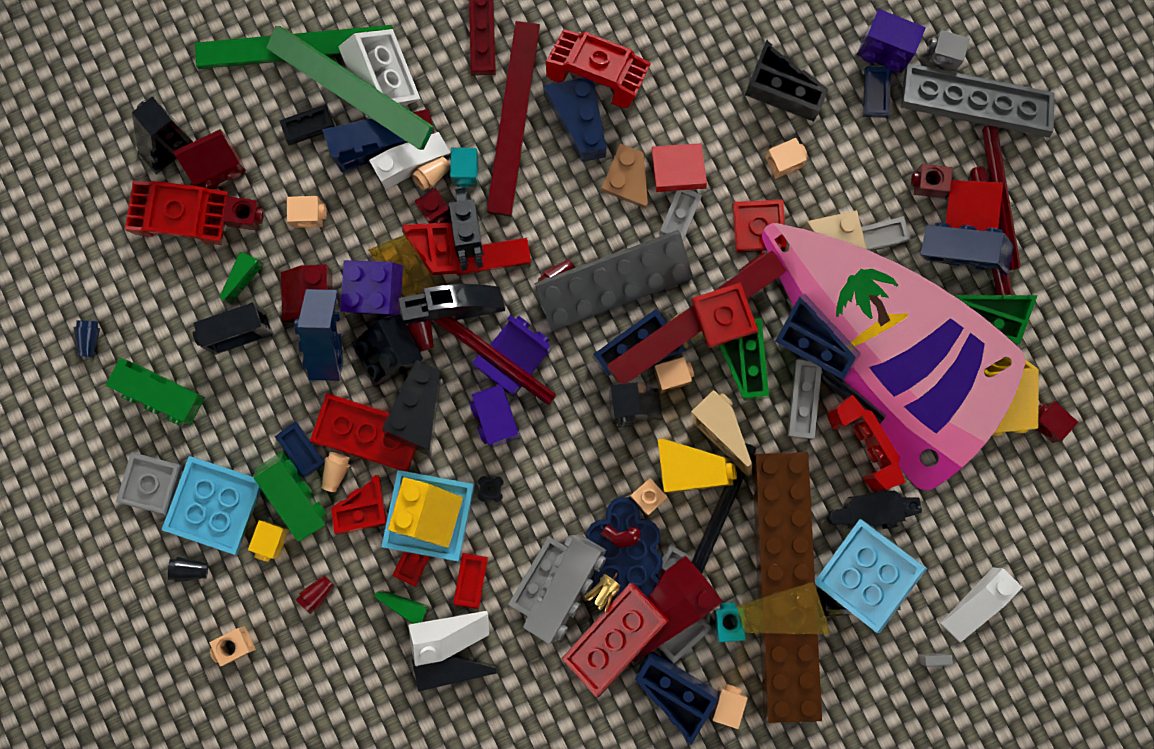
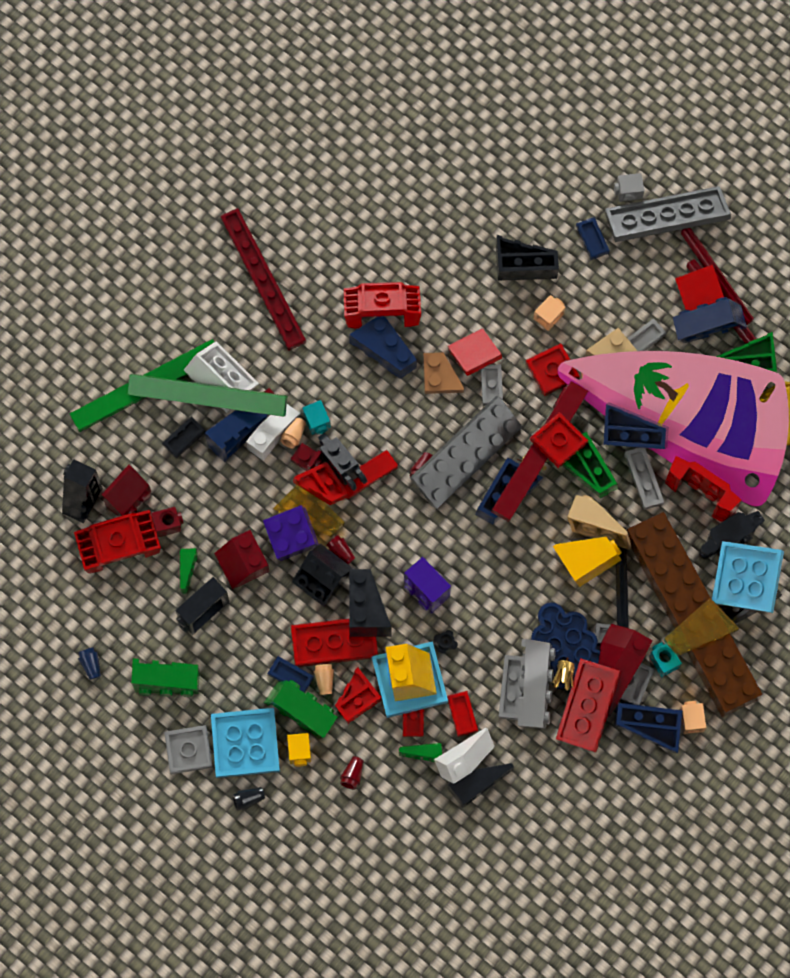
camera: 25 degrees left, 10 degrees down
(242, 642) = (308, 828): light nougat brick -> none
(305, 211) = (213, 500): light nougat brick -> none
(319, 335) = (272, 581): dark blue wedge -> none
(451, 300) = (355, 516): black slope -> none
(497, 359) = (401, 544): dark red axle -> none
(513, 118) = (335, 369): dark red tile -> none
(519, 346) = (416, 536): dark purple panel -> none
(622, 539) = (560, 631): dark red arm -> none
(634, 403) = (520, 533): black wedge -> none
(648, 496) = (564, 594): light nougat brick -> none
(673, 374) = (540, 501): light nougat brick -> none
(844, 390) = (667, 458): black axle -> none
(890, 41) = (585, 198): dark purple brick -> none
(941, 175) = (667, 278): dark red brick -> none

